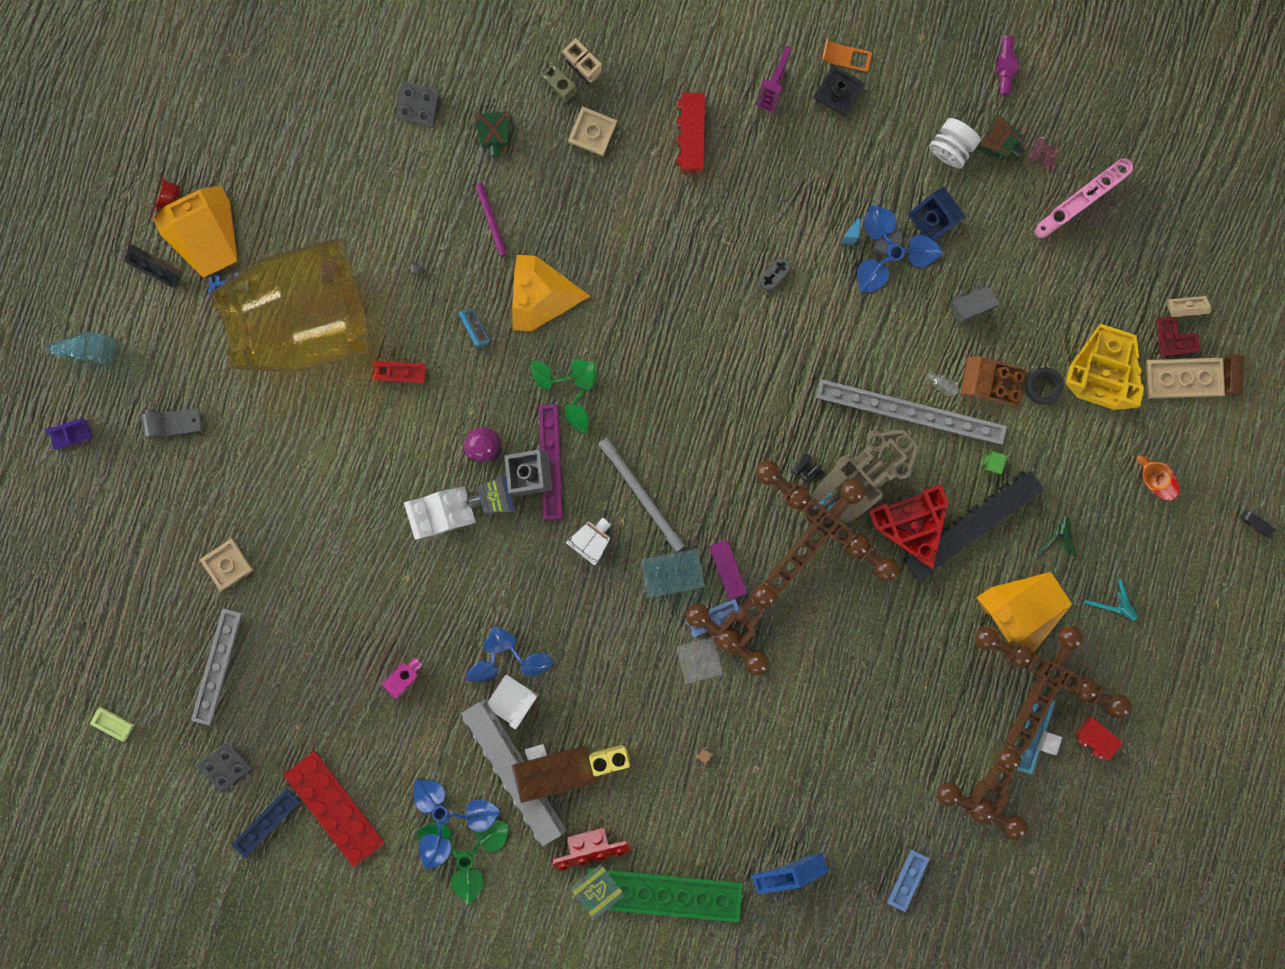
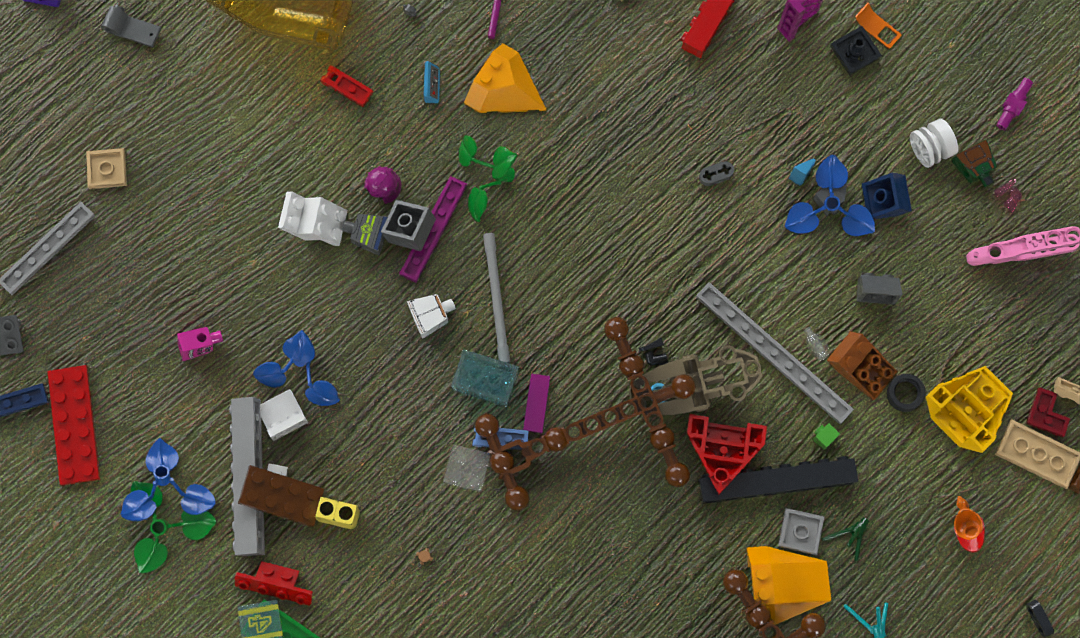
camera: 25 degrees right, 10 degrees down
(1015, 558) = (801, 531): none -> light grey tile

